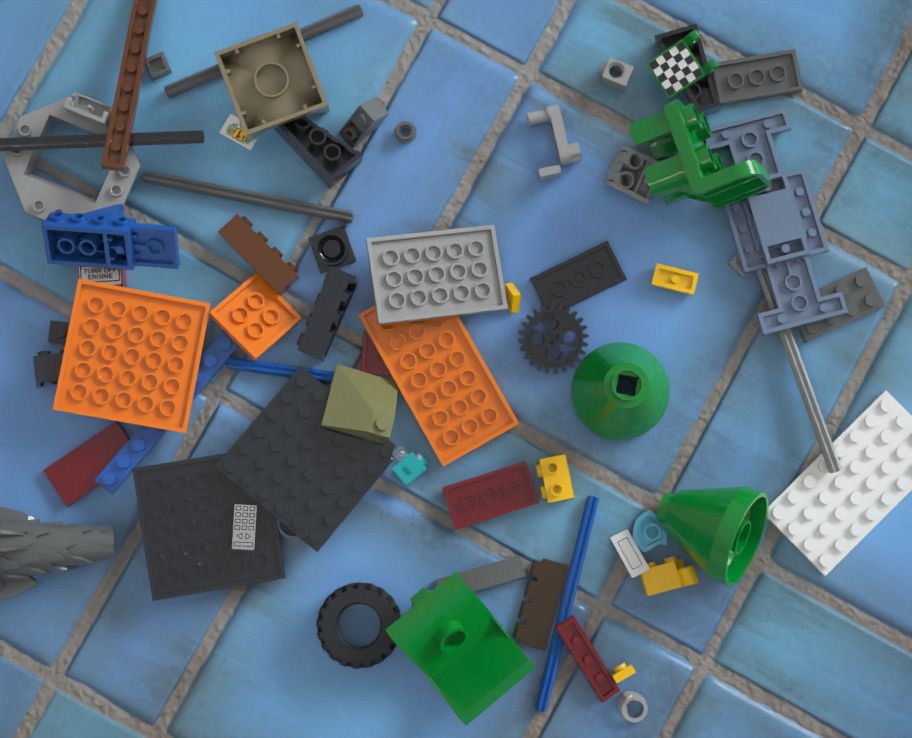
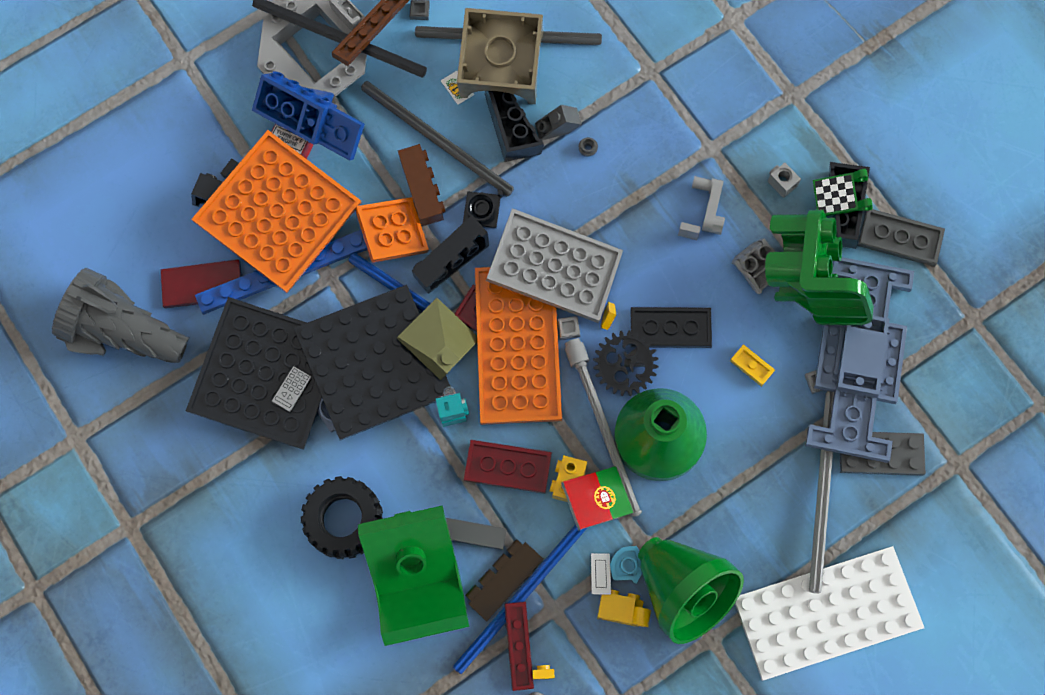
camera: 30 degrees right, 10 degrees down
(479, 328) = (568, 327): none -> light grey tile
(598, 473) = (607, 492): none -> flag

